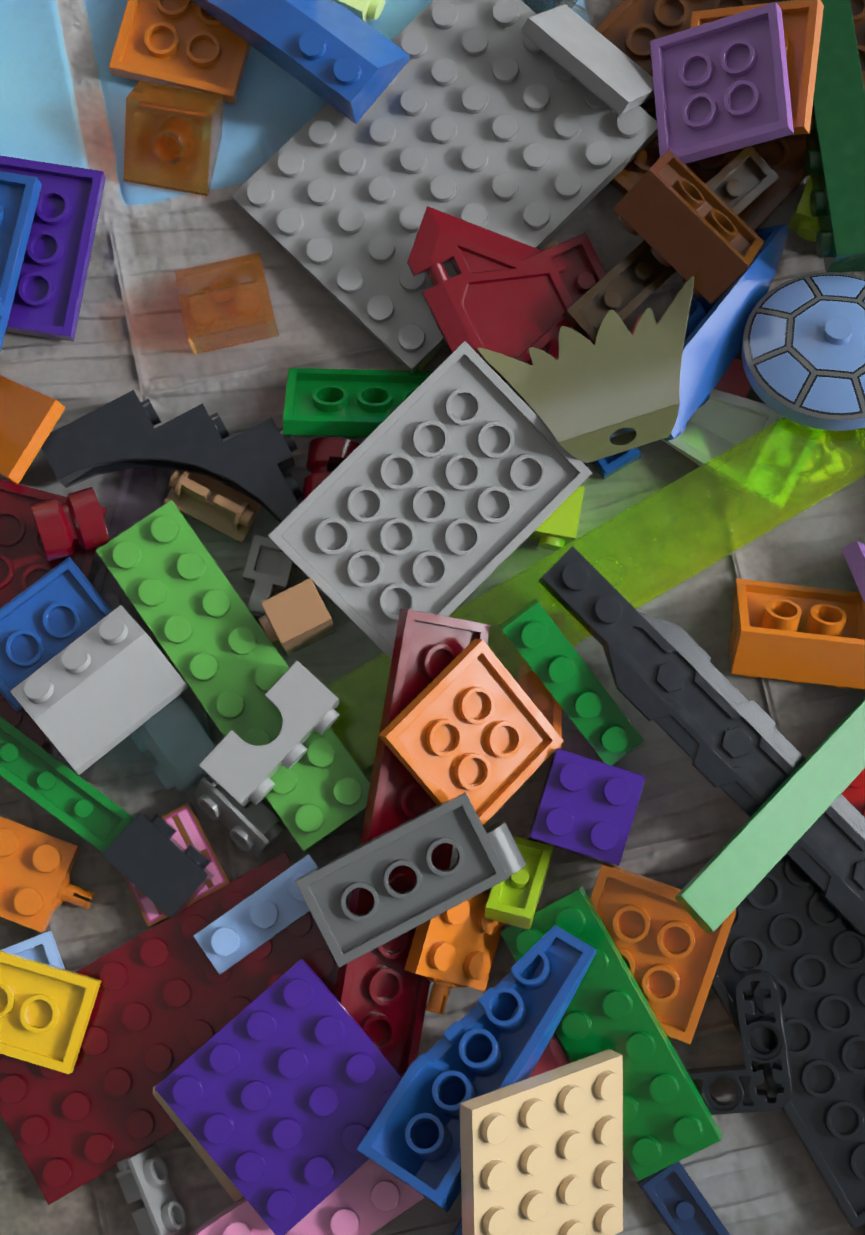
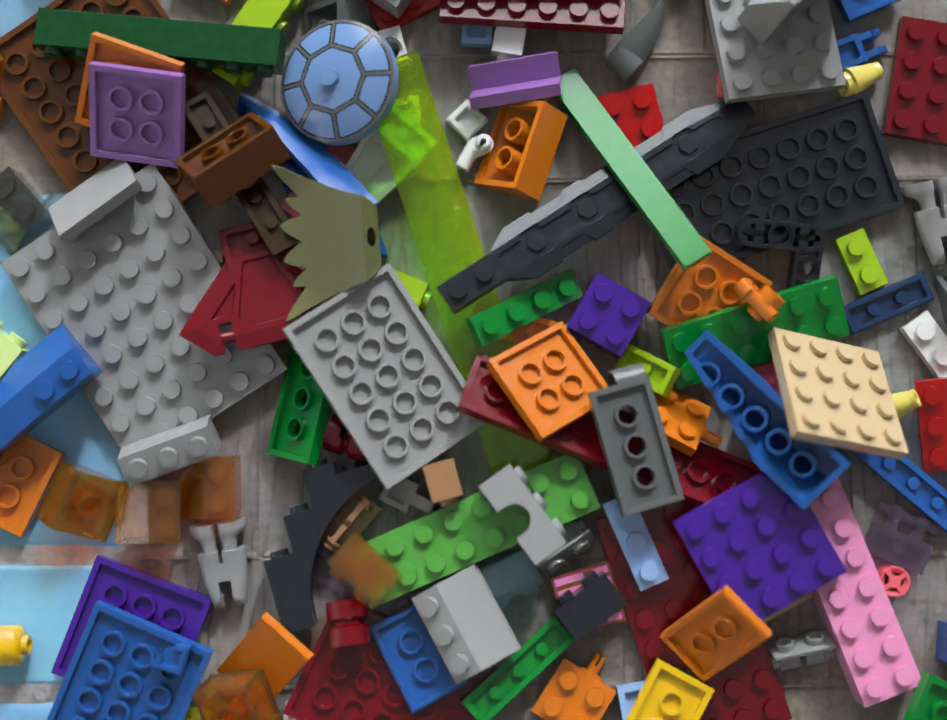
camera: 75 degrees left, 5 degrees up
(122, 342) = (225, 563): none -> light grey piece
(148, 526) = (363, 569): none -> clear orange brick
(150, 1057) = (715, 633): none -> orange tile
(175, 225) = (147, 512): none -> clear orange slope
(264, 232) = (169, 450): none -> light grey brick
(654, 1030) = (763, 303): none -> orange plate
(752, 1176) = (860, 262): none -> lime plate
(785, 567) = (474, 149): none -> white arm
(822, 549) = (467, 121): none -> white tile

